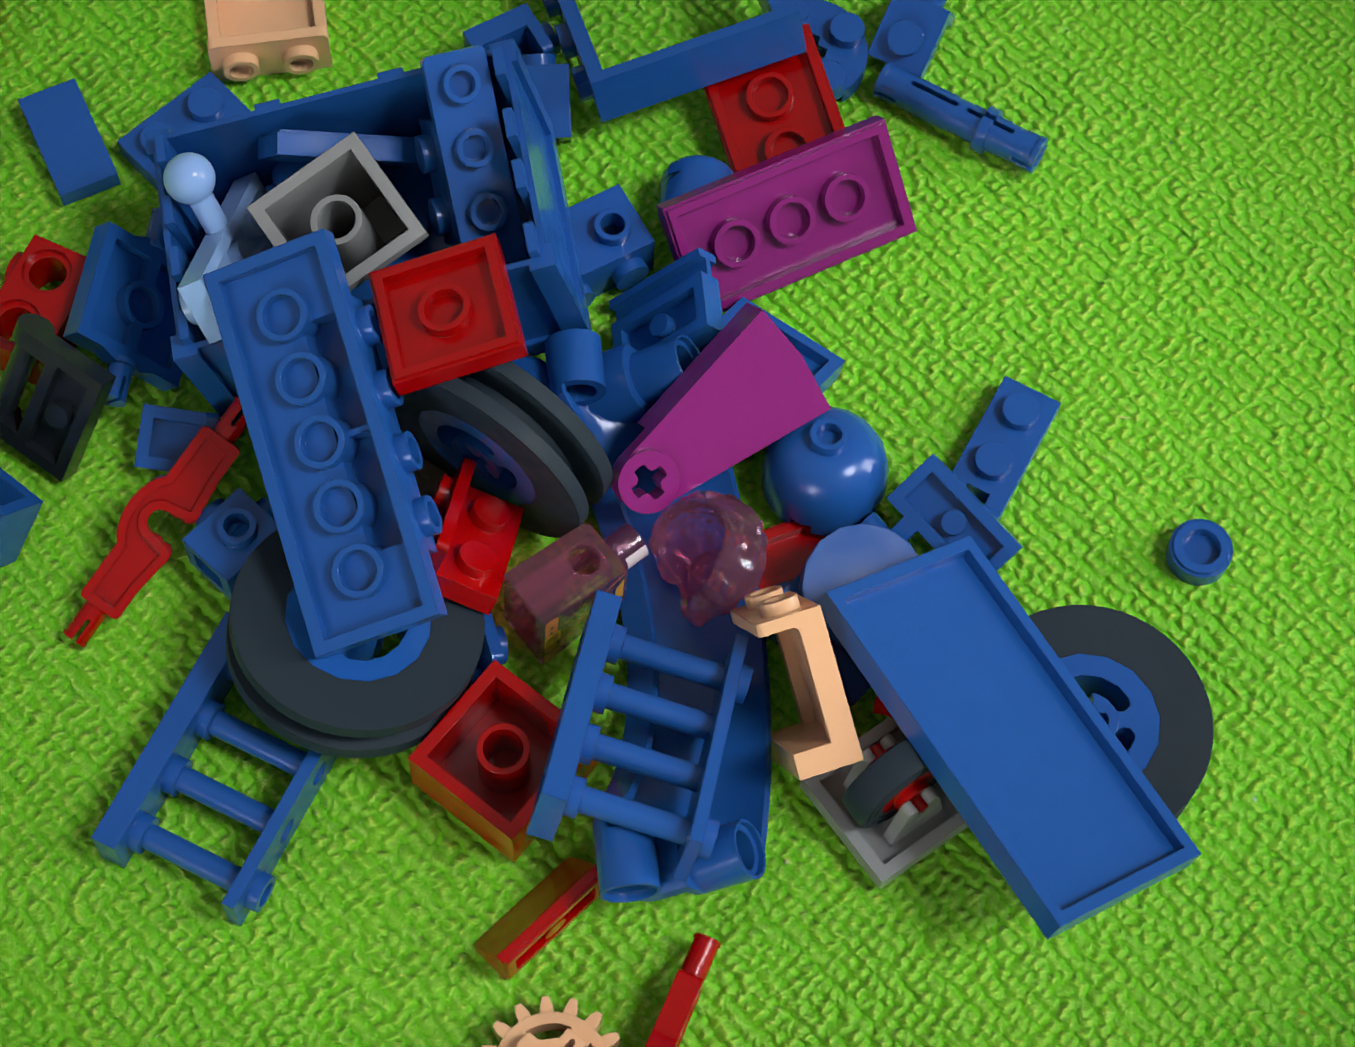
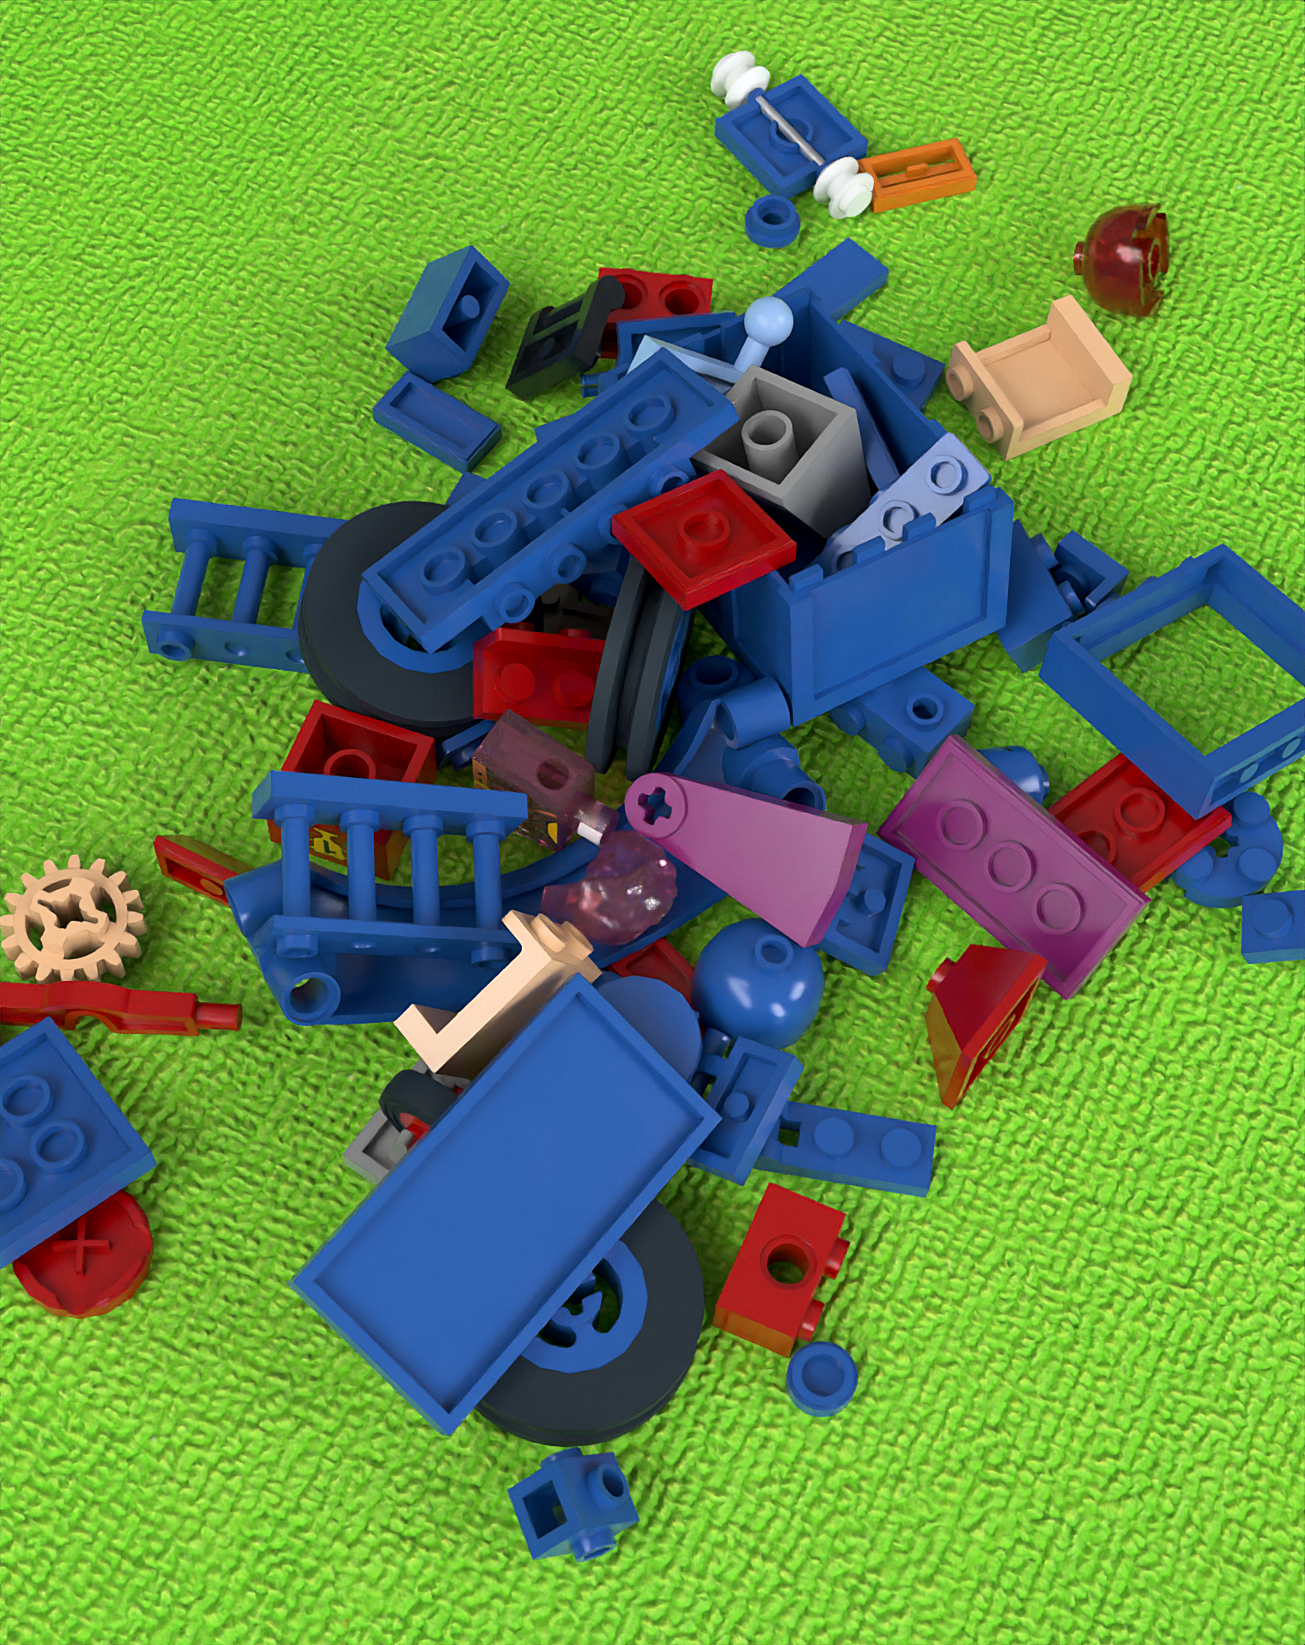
camera: 70 degrees right, 5 degrees down
(59, 567) = (437, 423): none -> blue tile
(138, 548) = (446, 452): red piece -> none
(670, 303) = (865, 786): blue plate -> none
(926, 299) = (976, 1011): none -> red slope
(979, 126) = (1211, 1024): blue pin -> none
(1108, 579) = (791, 1231): none -> red brick
(1270, 779) = (573, 1505): none -> blue brick

